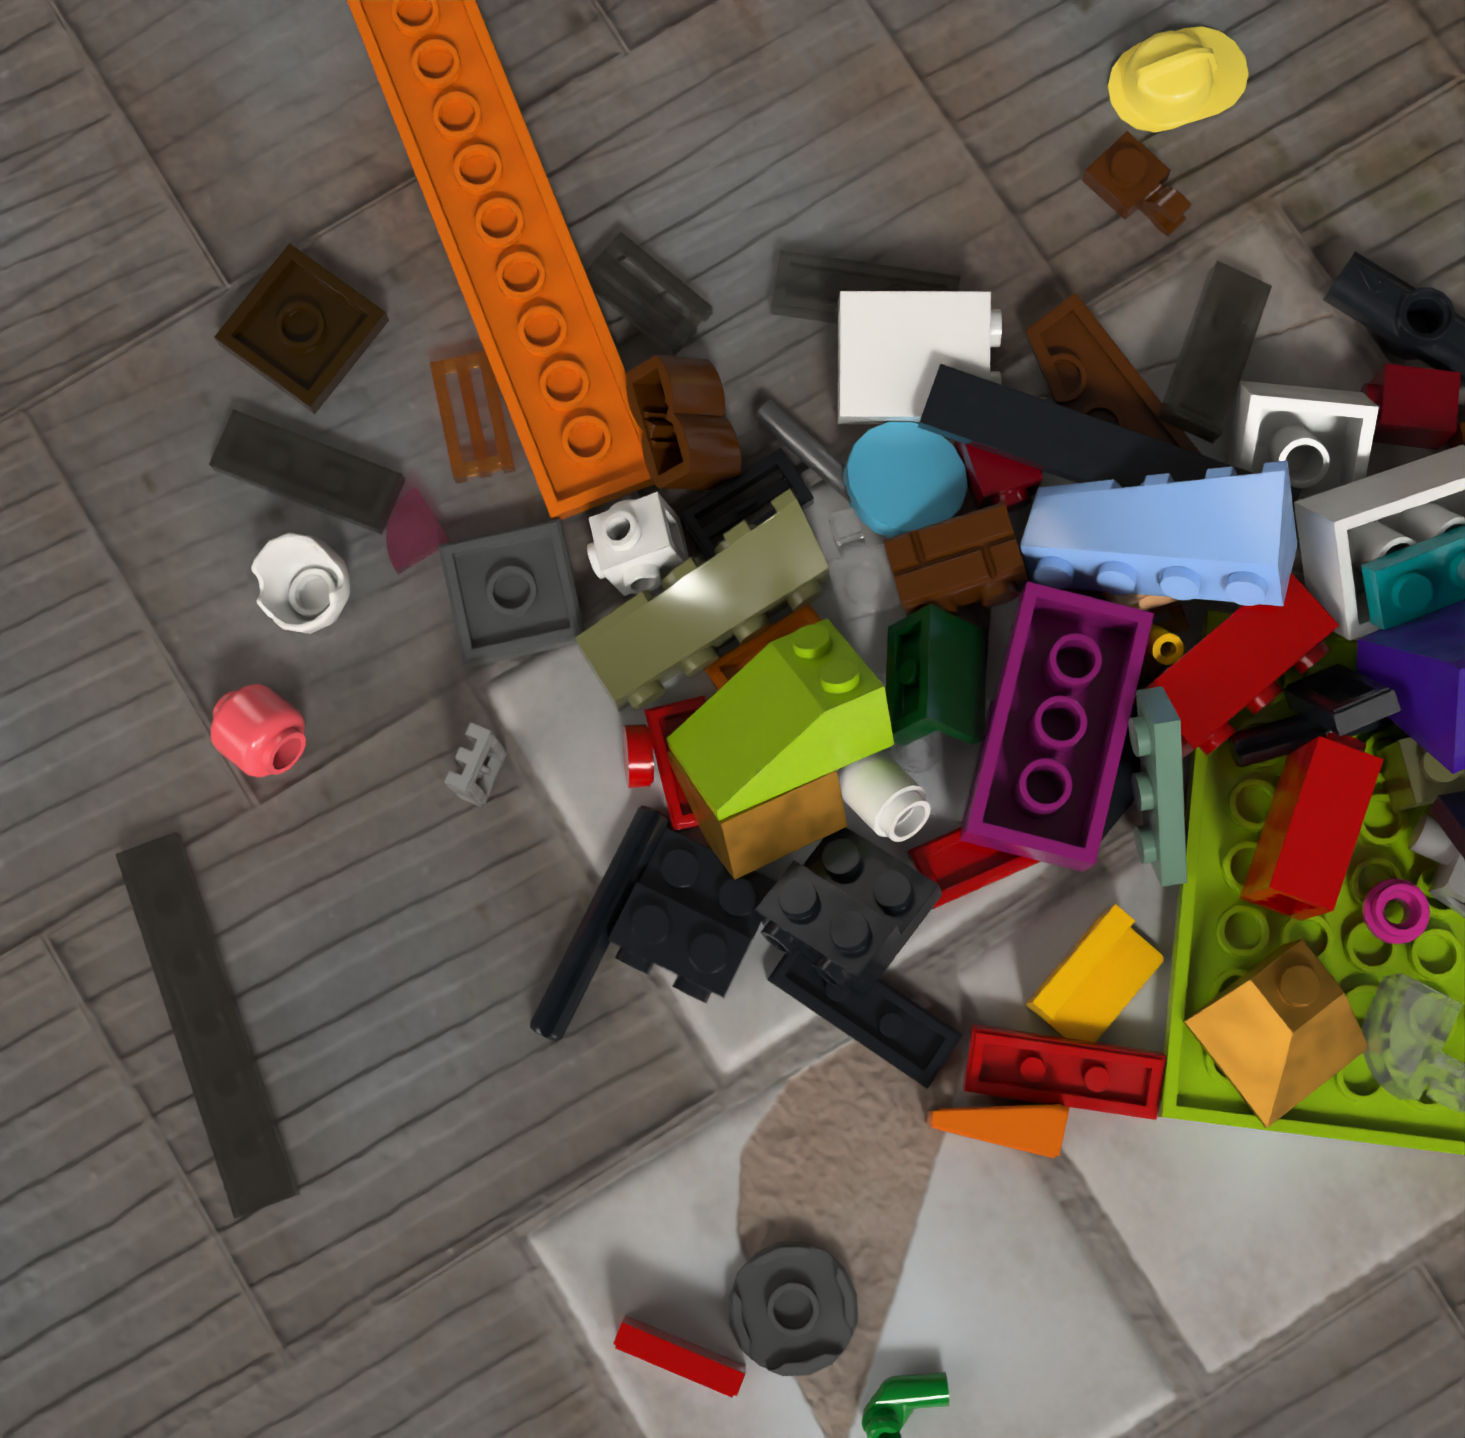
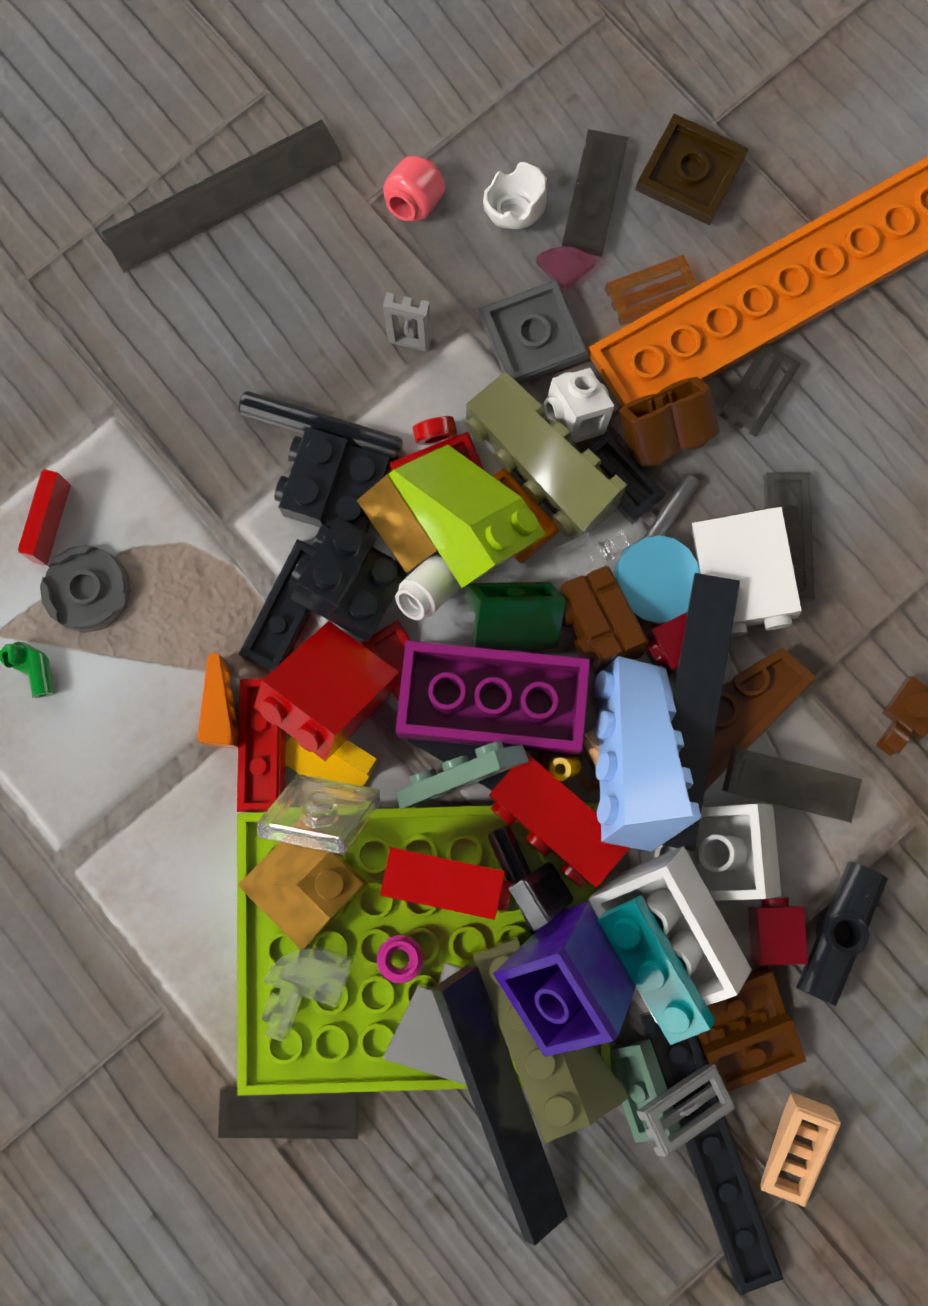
camera: 80 degrees right, 0 degrees up
(1012, 960) = (325, 690): none -> red brick
(1185, 994) = (319, 814): none -> clear plate

